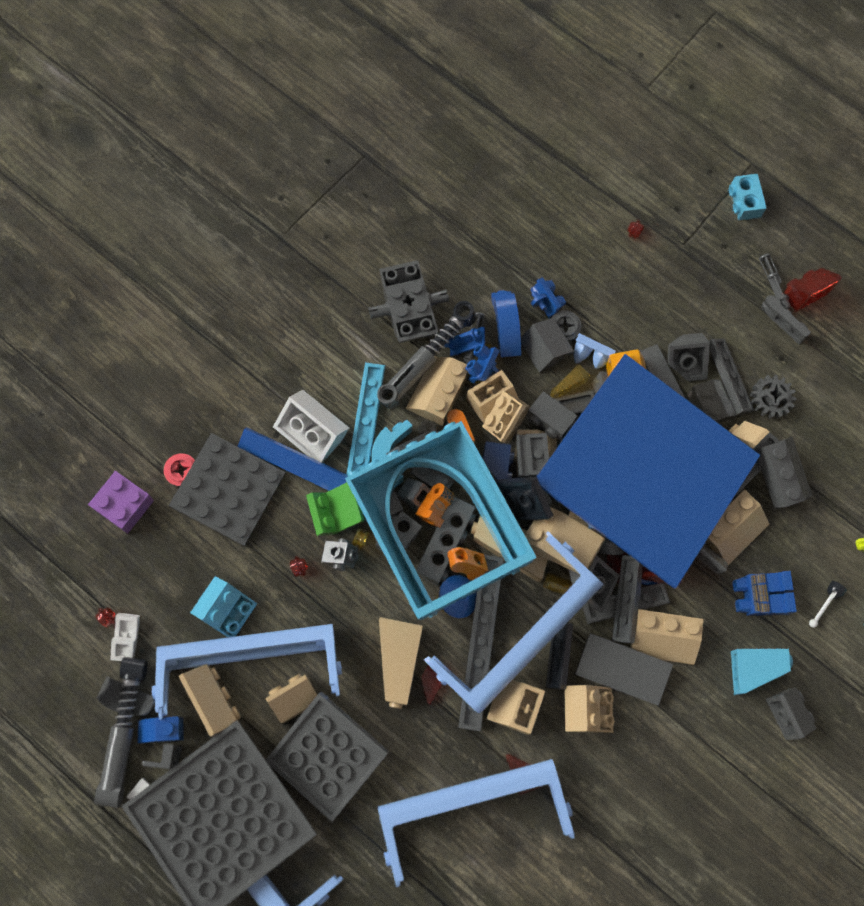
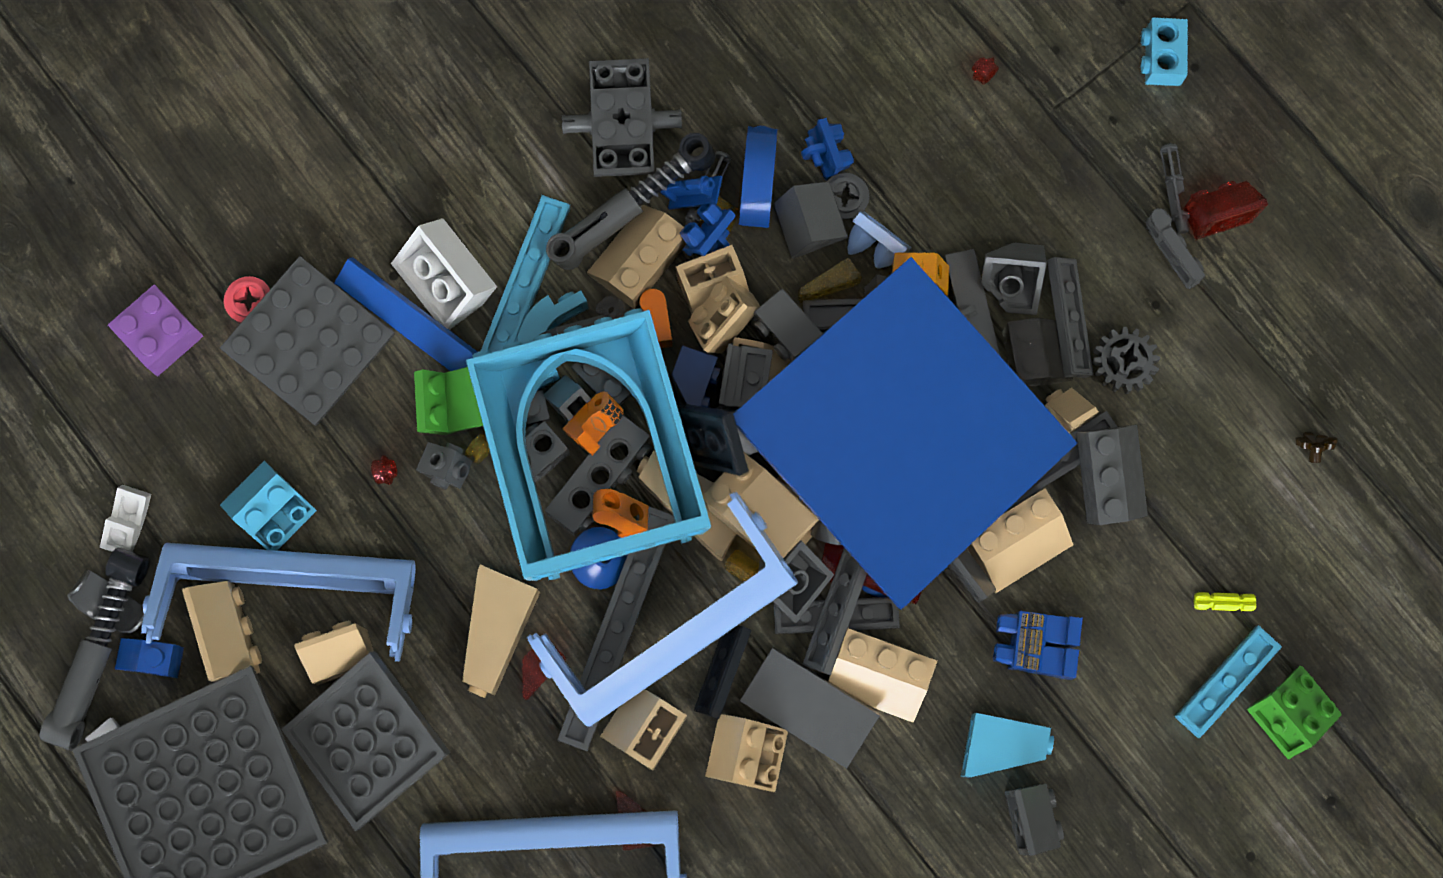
camera: 15 degrees right, 5 degrees up
(105, 616) = (104, 486): clear red plate -> none
(170, 757) = (151, 696): dark grey panel -> none
(835, 591) = (1143, 660): hinge -> none

